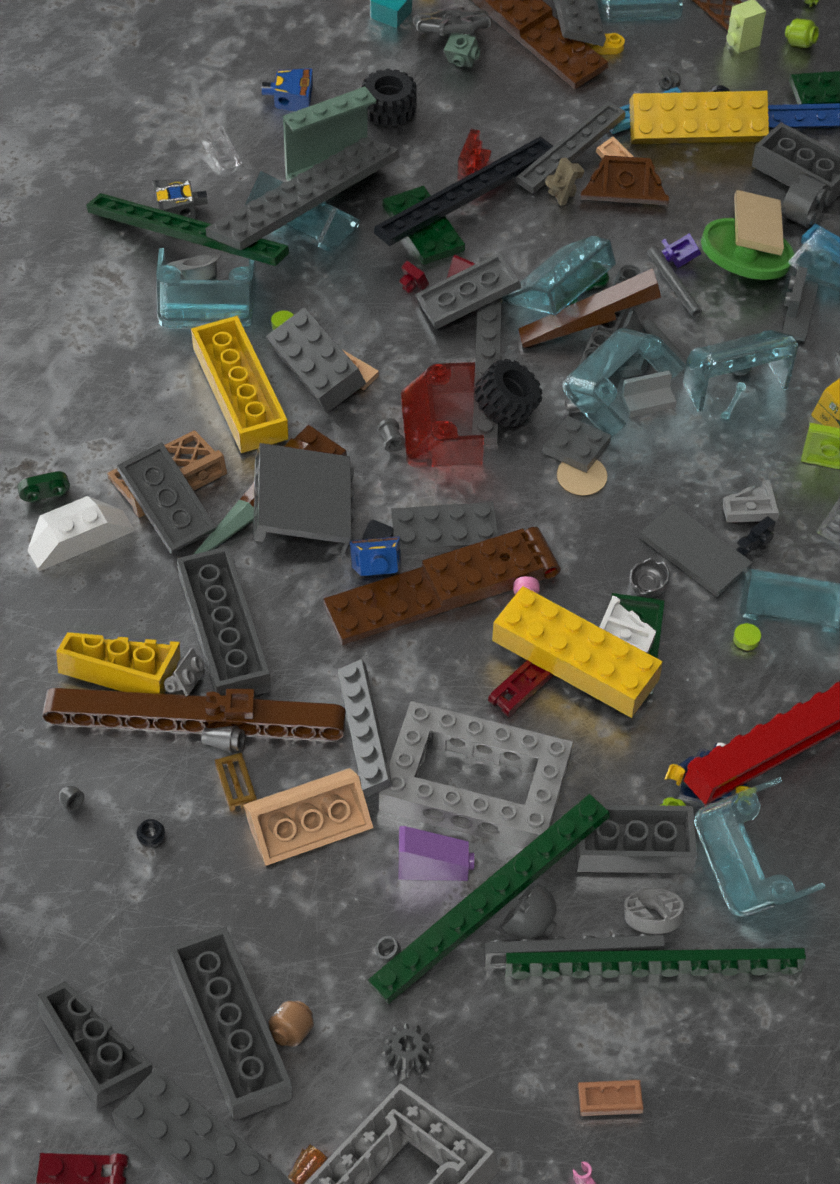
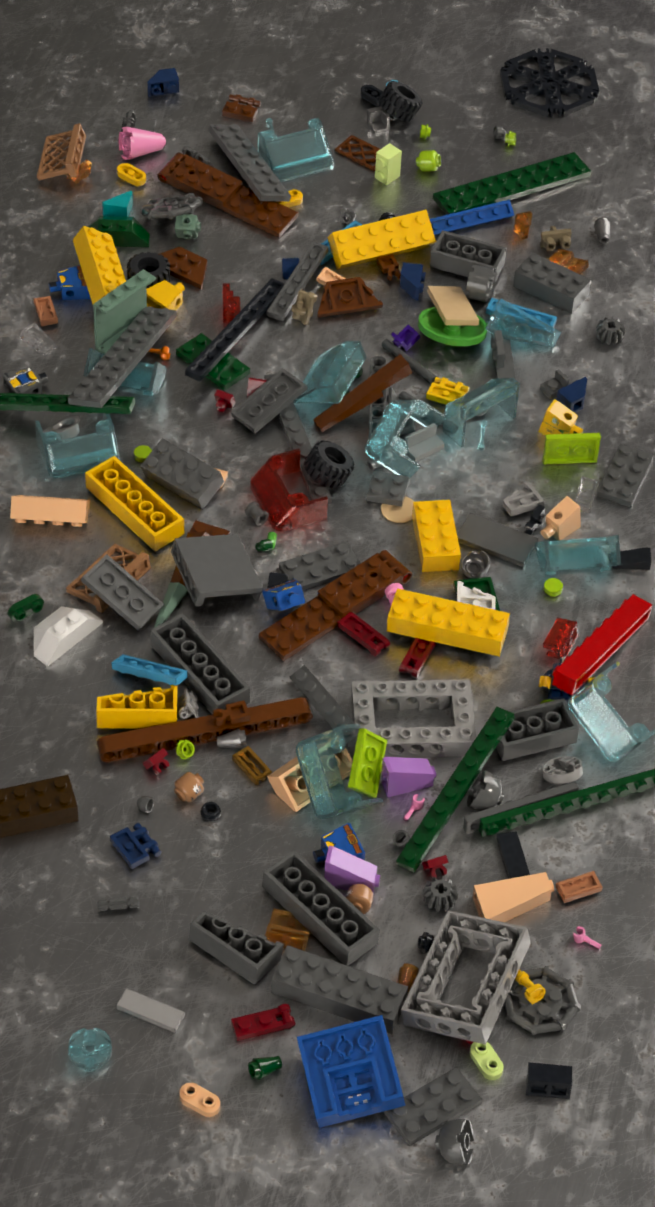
camera: 20 degrees left, 5 degrees down
(22, 856) = (131, 849): none -> dark blue plate
(112, 738) = (155, 760): none -> dark red tile
(133, 365) = (49, 509): none -> light nougat slope
(136, 790) = (189, 787): none -> medium nougat head
(156, 612) = (149, 670): none -> dark azure plate
(161, 737) = (188, 749): none -> lime plate
(173, 1042) = (287, 930): none -> clear orange slope
(245, 116) = (45, 311): none -> nougat plate
(292, 979) = (346, 870): none -> medium lavender slope
(297, 939) = (343, 839): none -> torso
(314, 829) = (323, 776): none -> clear light blue windscreen
(331, 64) = (98, 262): none -> yellow brick
(356, 1117) = (425, 942): none -> black plate
(366, 200) = (164, 352): none -> orange hand
(375, 40) = (124, 230): none -> dark green wedge
(376, 827) = (367, 763): none -> lime tile
(388, 480) = (267, 544): none -> dark green arm
(397, 129) = (165, 295): none -> yellow torso
(419, 1000) = (436, 863): none -> dark red tile
(430, 904) = (415, 805): none -> bright pink hand
(441, 98) = (186, 266): none -> reddish brown wing
(461, 635) = (363, 633): none -> dark red plate
(505, 1086) = (512, 897): none -> light nougat slope
(534, 1026) = (512, 855): none -> black tile
(568, 124) = (288, 266): none -> dark blue slope
(612, 524) = (436, 536): none -> yellow brick
(698, 153) = (389, 265): none -> reddish brown plate
(706, 330) = (446, 391): none -> yellow plate
(720, 176) = (411, 279): none -> dark blue slope
(728, 714) = (561, 638): none -> clear red hinge
(792, 546) = (562, 520): none -> light nougat torso

